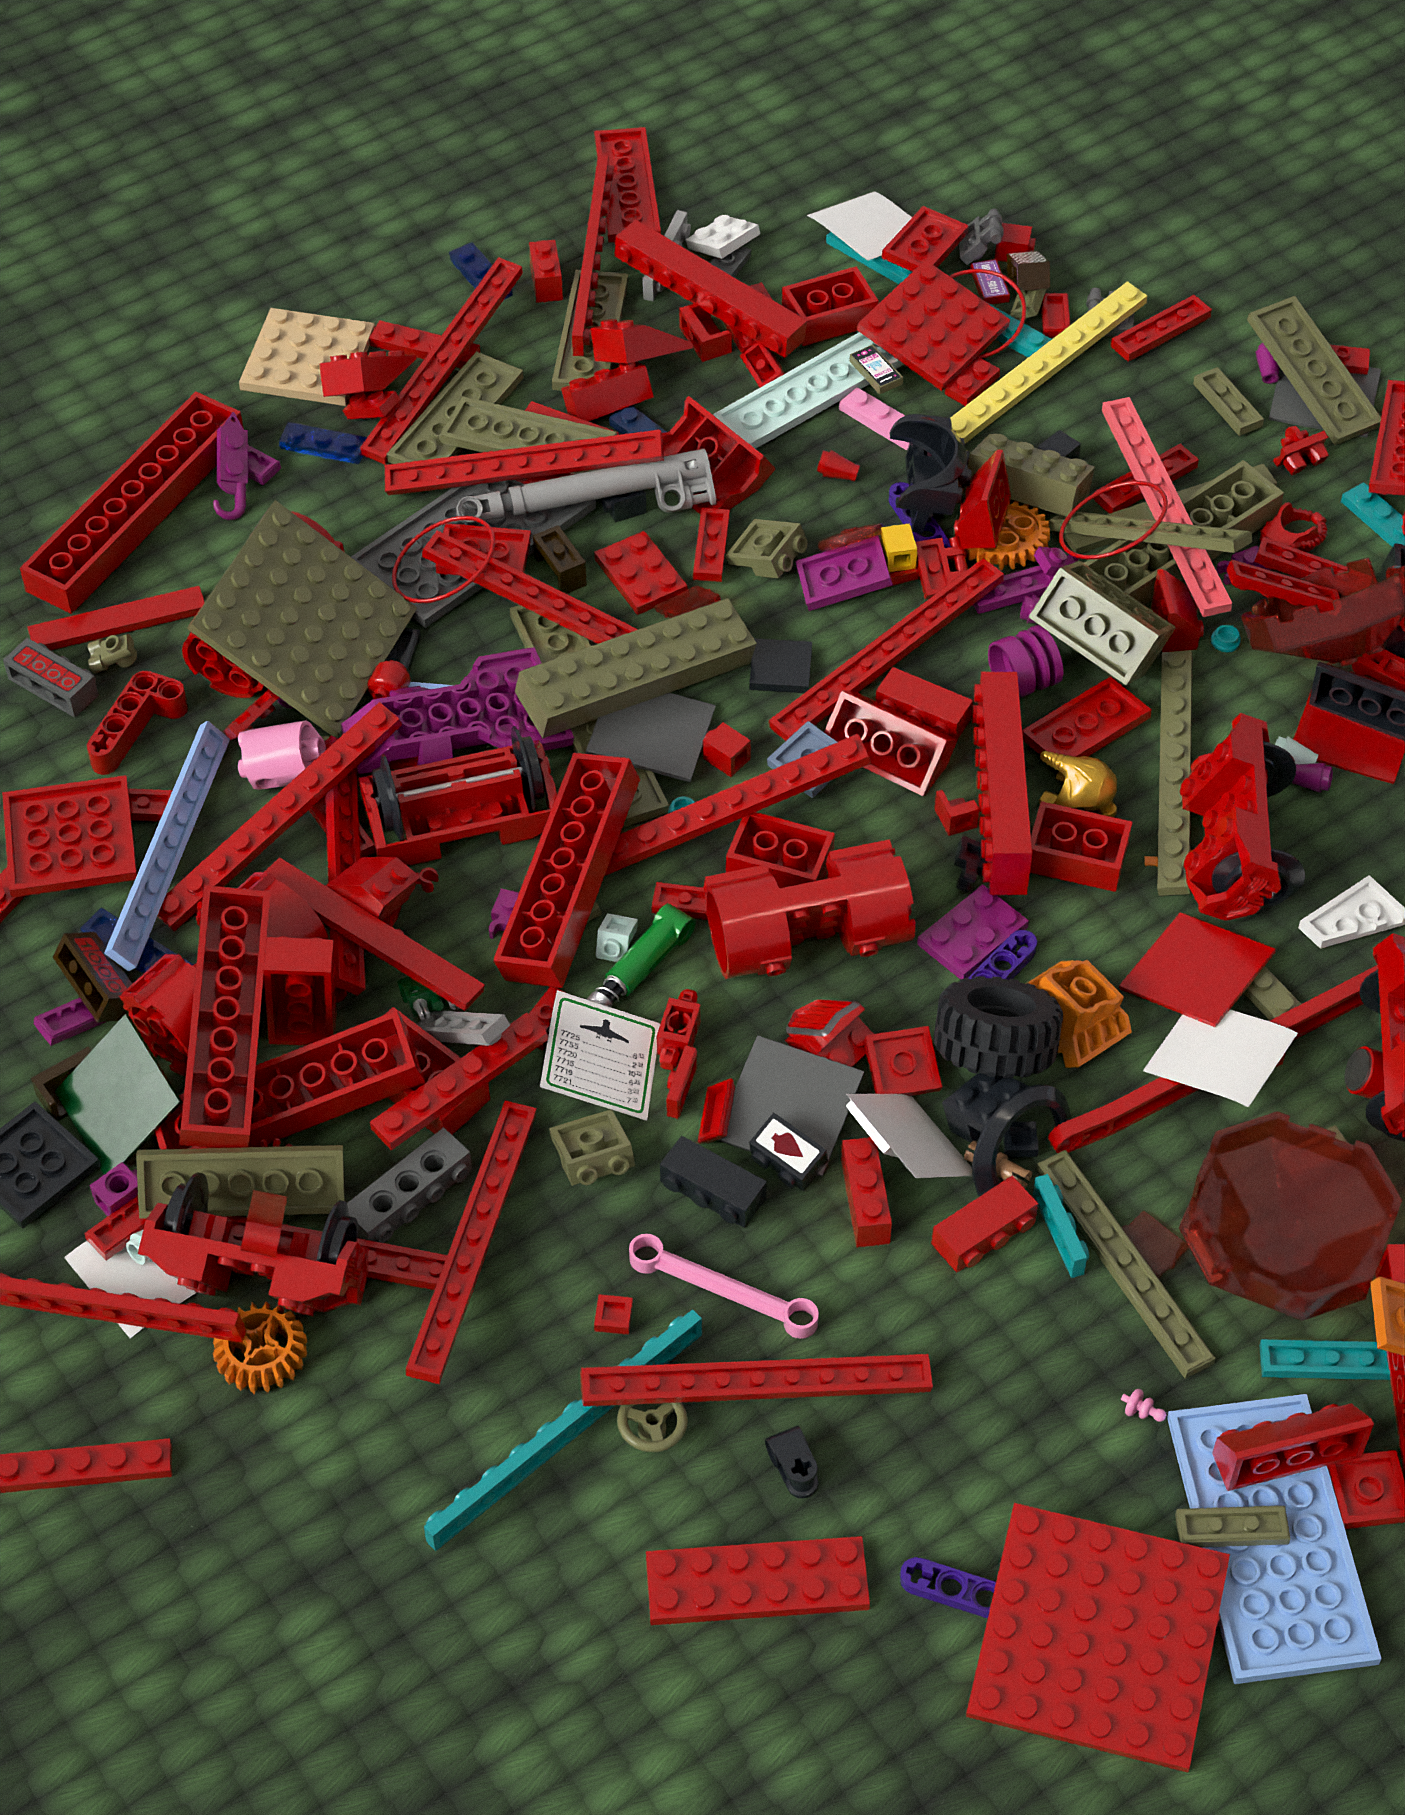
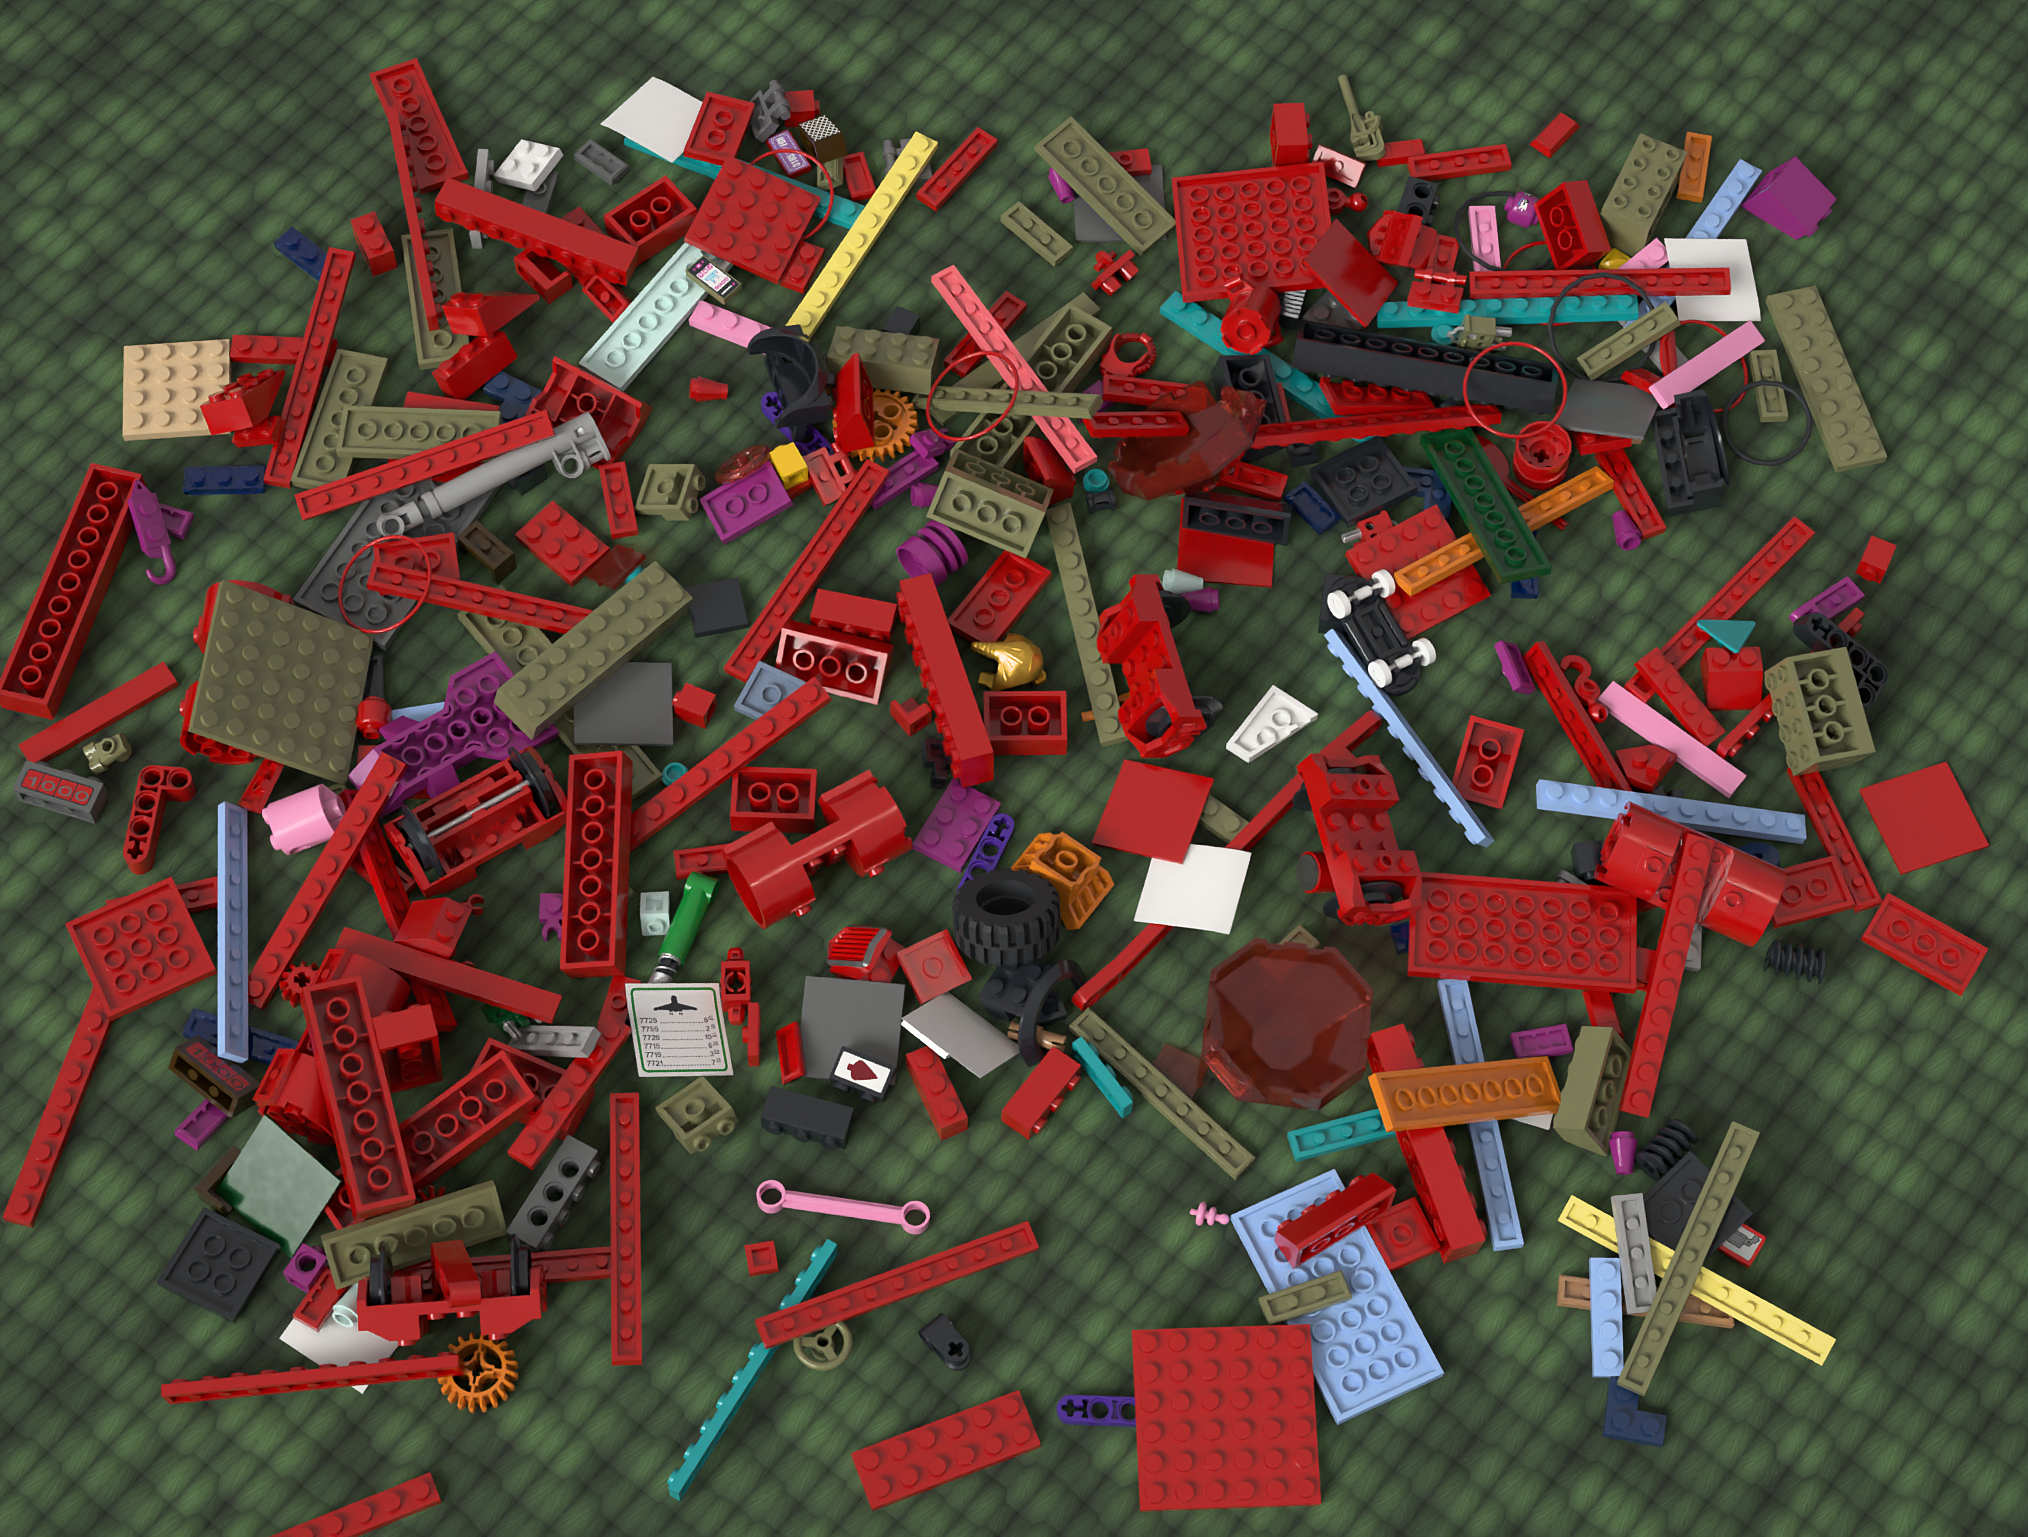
camera: 20 degrees left, 10 degrees up
(797, 250) = (601, 162): none -> dark grey plate
(1234, 662) = (1100, 501): none -> black bush

